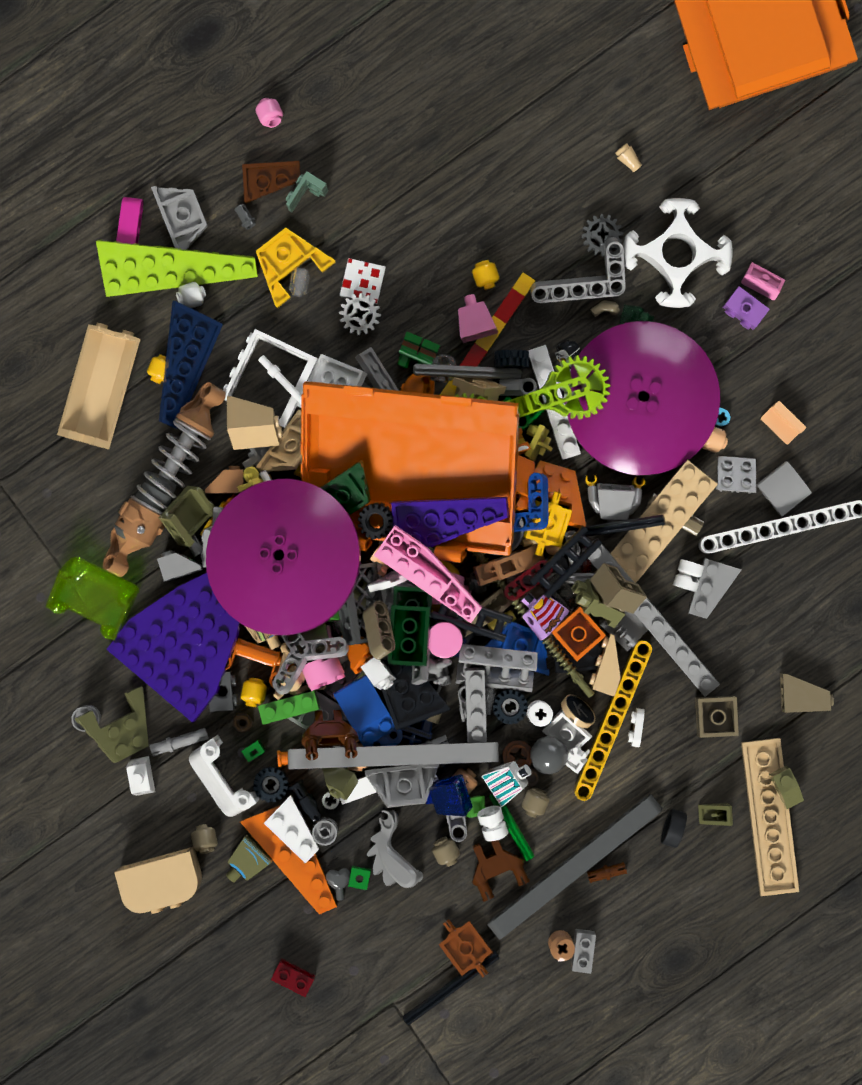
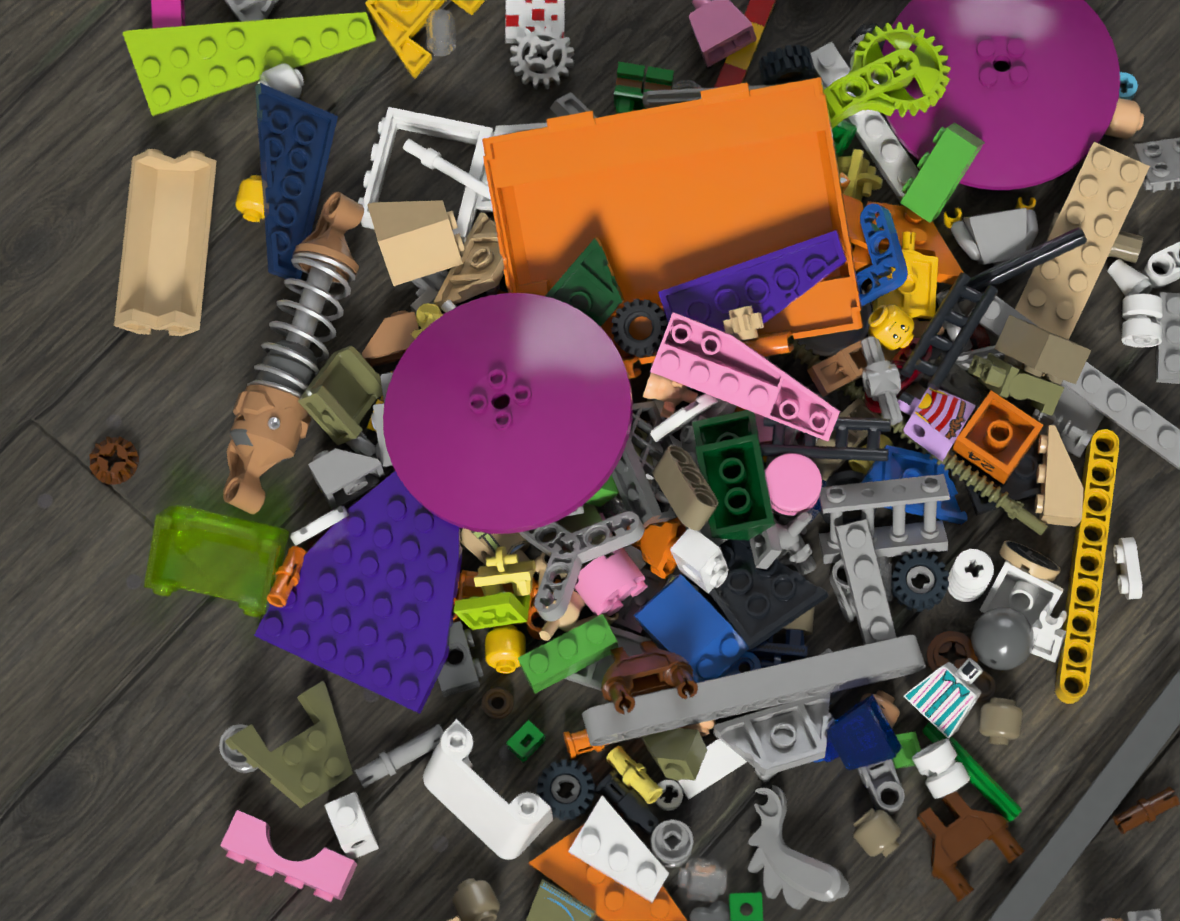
camera: 10 degrees left, 15 degrees down
(50, 515) = (120, 471): none -> reddish brown gear
(81, 773) = (325, 872): none -> bright pink arch
(131, 620) = (284, 580): none -> orange pin
(157, 593) = (319, 525): none -> white tile
(251, 669) = (493, 610): none -> lime bracket
(261, 650) = (505, 569): none -> light yellow hips
(313, 786) = (634, 775): none -> light yellow pin
(338, 855) = (702, 879): none -> clear head
(436, 540) = (743, 323): none -> tan gear
(515, 586) = (881, 380): none -> light grey axle
(530, 552) = (891, 327): none -> yellow head
(588, 456) = (941, 171): none -> bright green brick
(689, 548) = (1129, 279): none -> white cone

